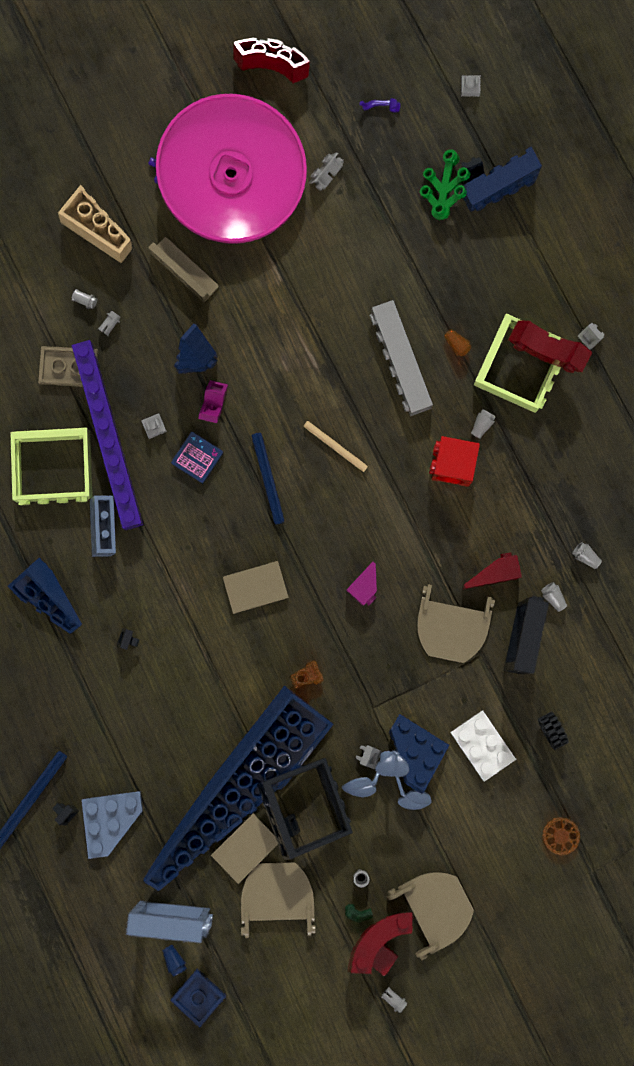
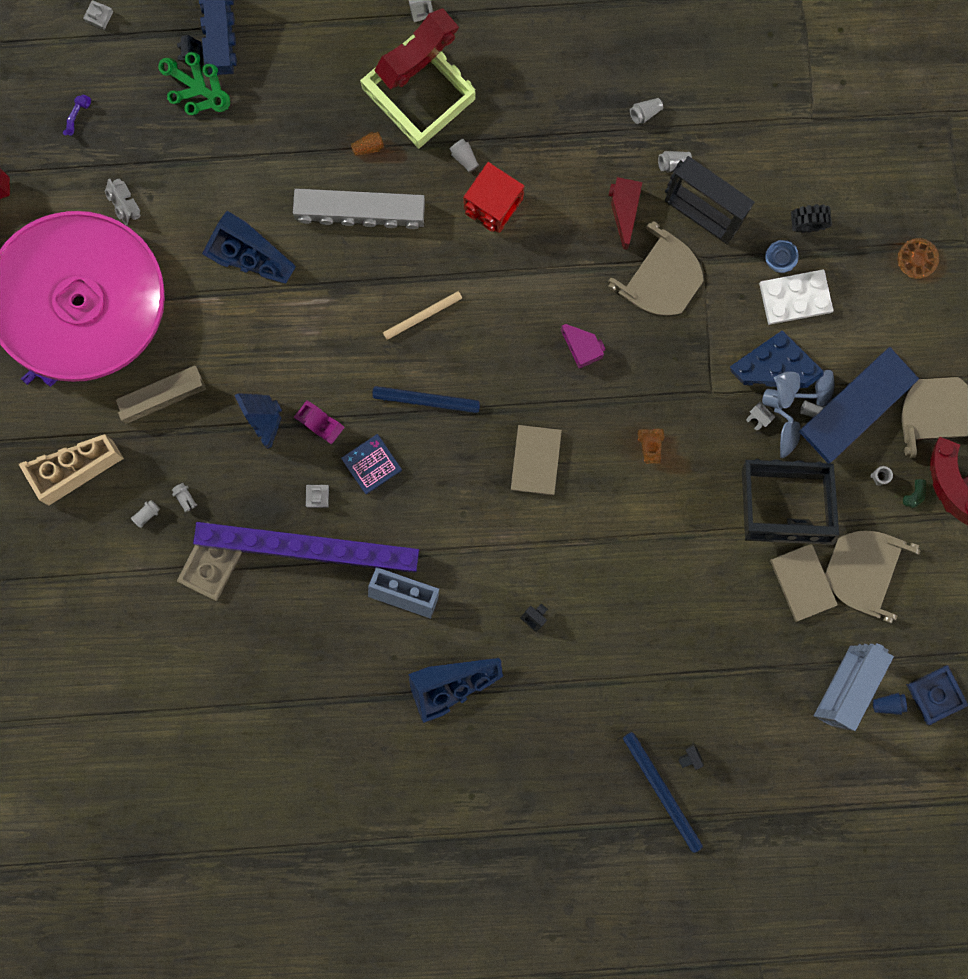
camera: 70 degrees left, 0 degrees up
(49, 435) = (279, 611): yellowish green window -> none
(109, 820) = (717, 714): sand blue plate -> none
(272, 746) = (713, 517): dark blue wedge -> none
(329, 277) = (243, 247): none -> dark blue wedge
(392, 800) = (810, 409): none -> light grey pin
(412, 834) = (858, 405): none -> dark blue tile
(511, 719) = (782, 256): none -> medium blue hair

